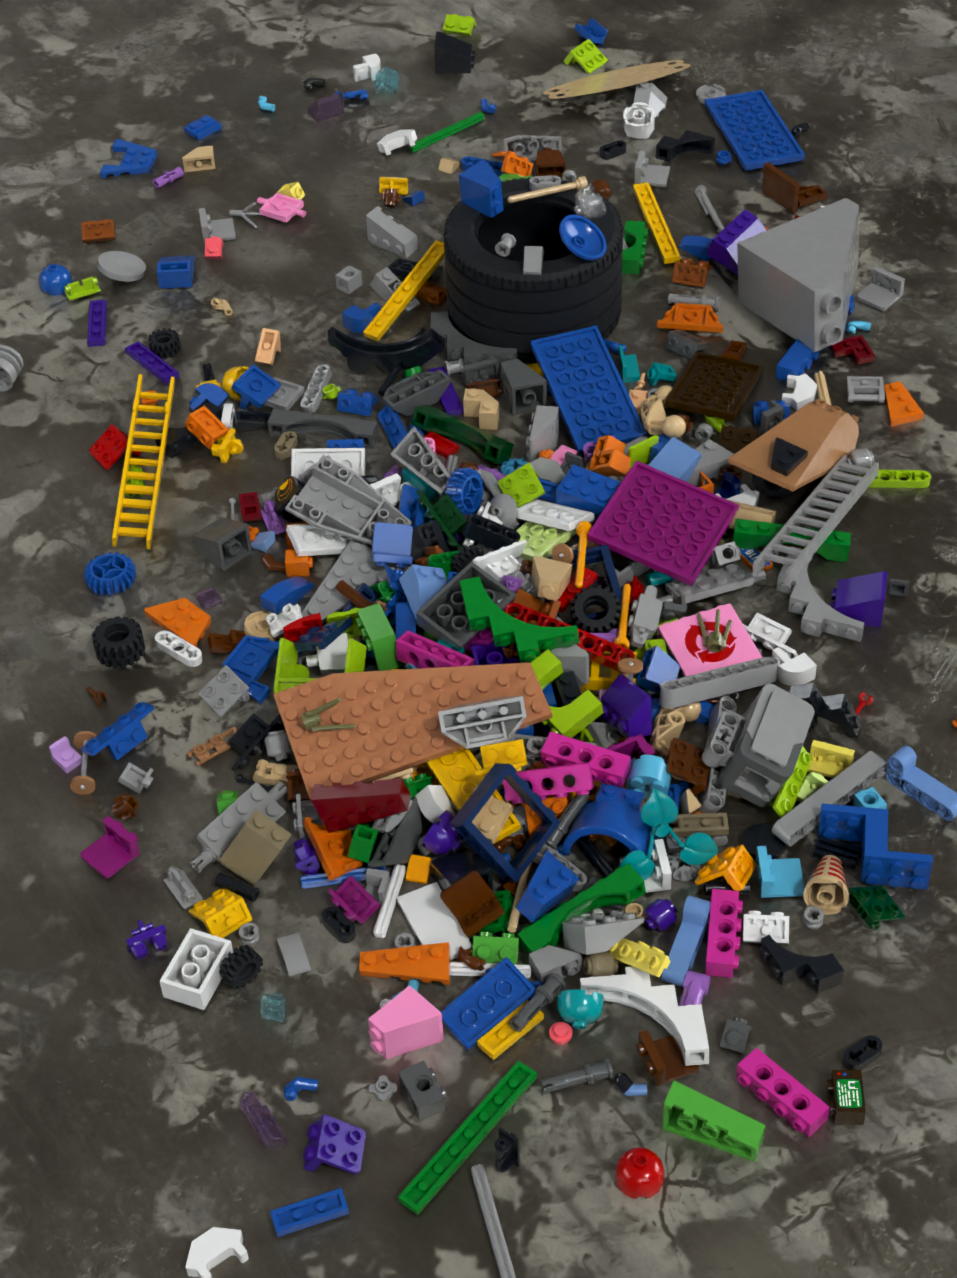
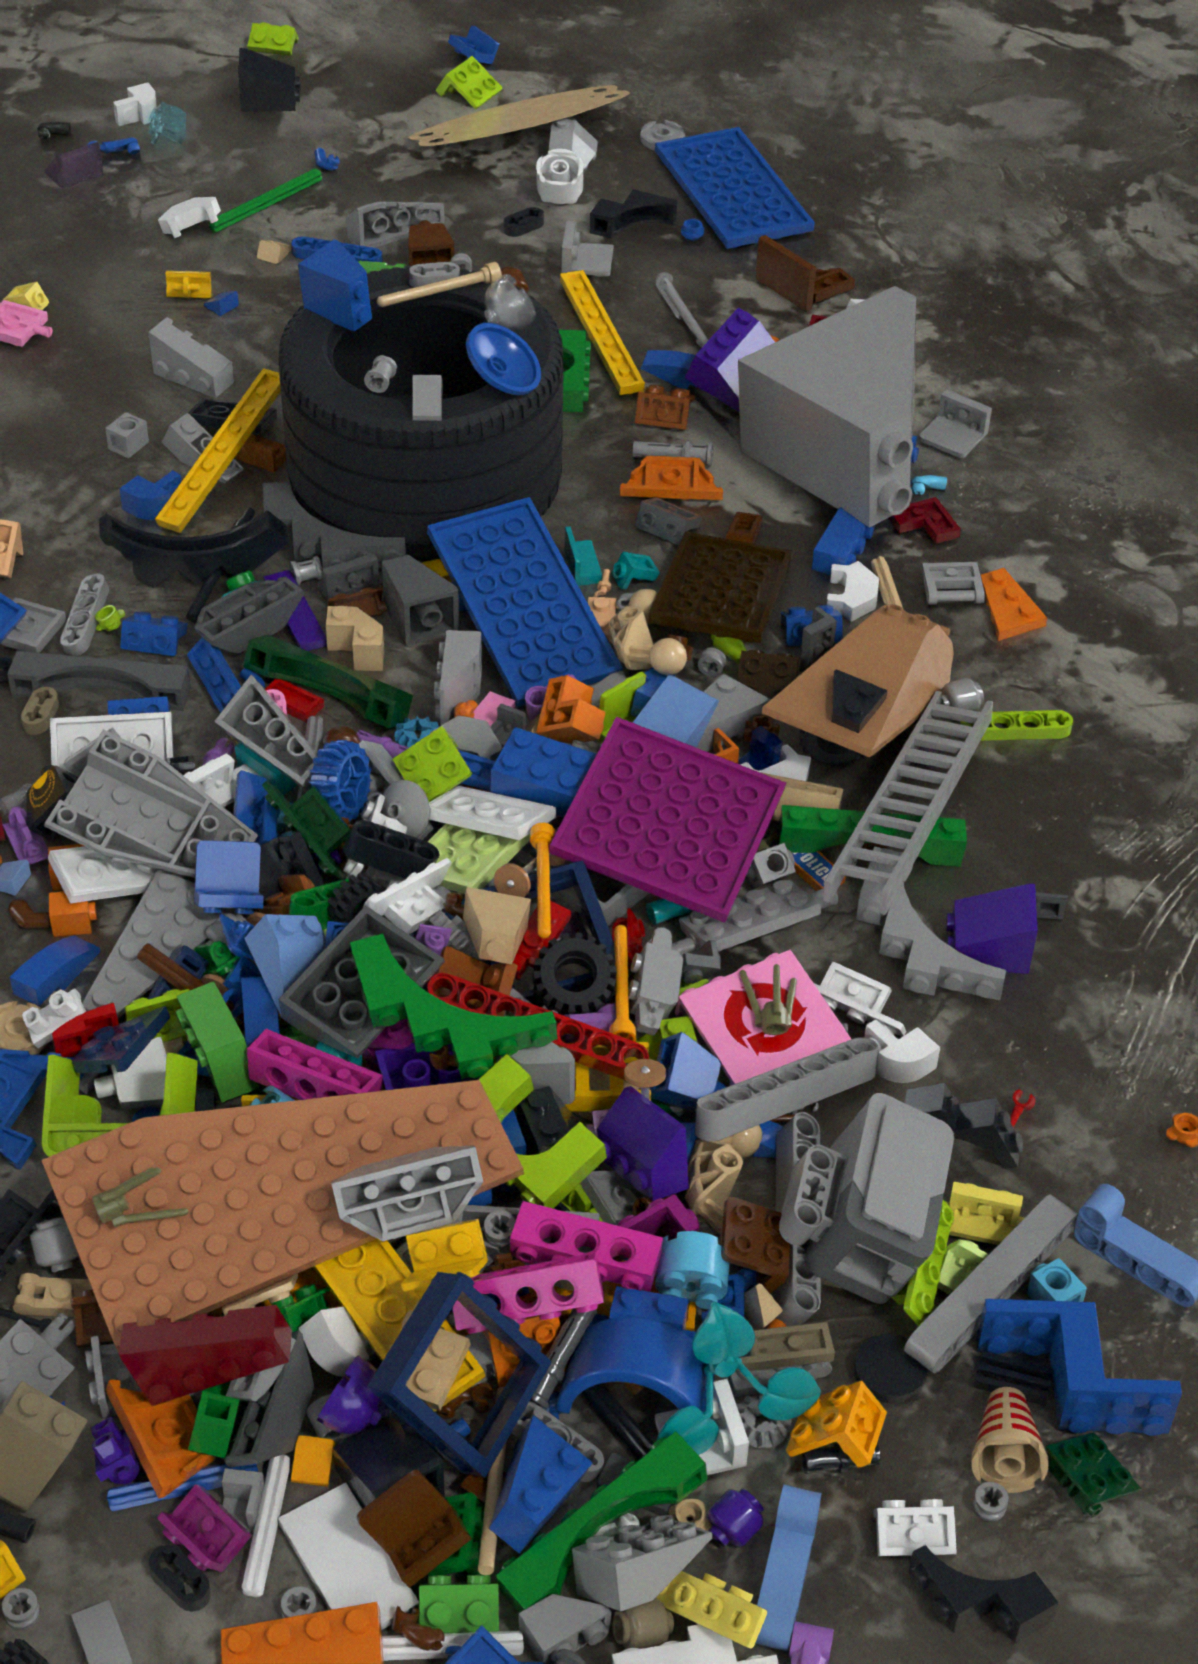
camera: 10 degrees left, 0 degrees up
(390, 197) = (185, 303): reddish brown gear -> none
(513, 164) = (374, 246): orange bracket -> none
(613, 346) = (557, 528): blue arm -> none
(722, 933) = (842, 1600): dark pink brick -> none
(778, 876) = (924, 1429): medium azure bracket -> none
(798, 129) = (799, 184): black arm -> none

